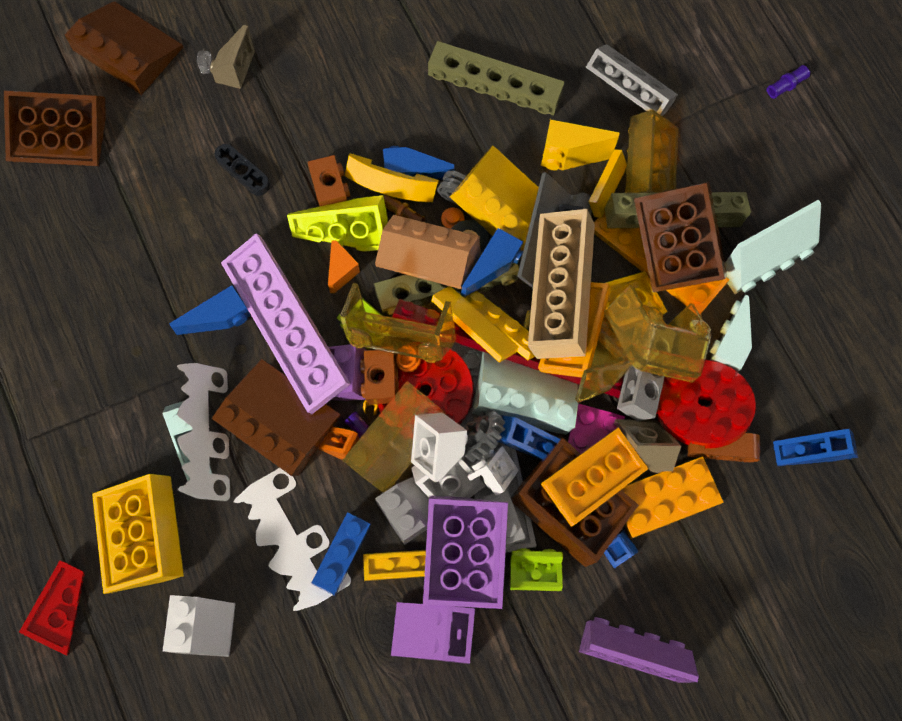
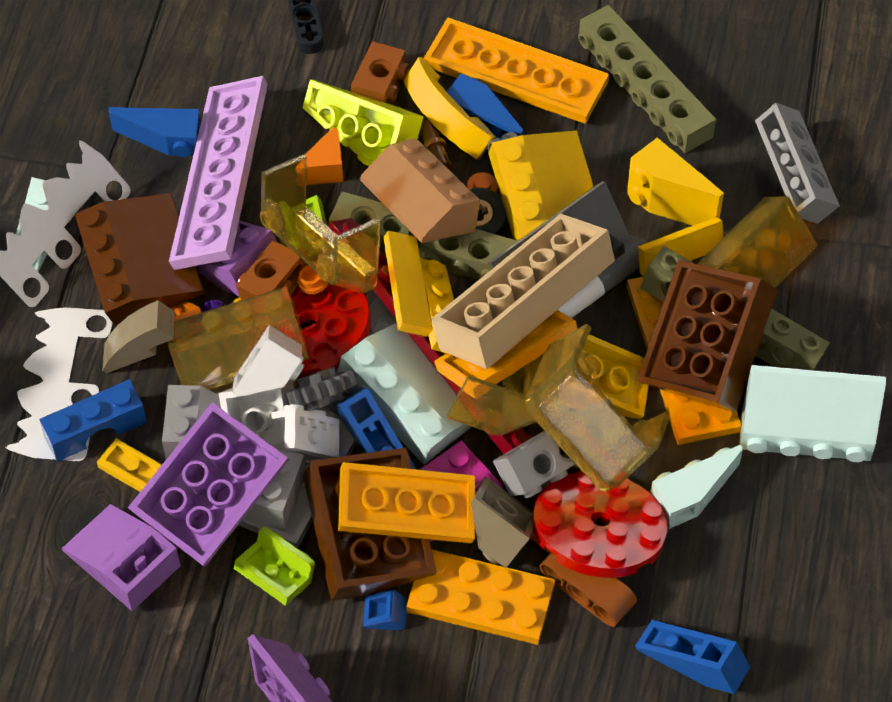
camera: 40 degrees right, 15 degrees down
(328, 479) = (138, 336): none -> dark tan slope
(410, 122) = (517, 70): none -> light orange plate
(495, 260) = (474, 239): blue slope -> none

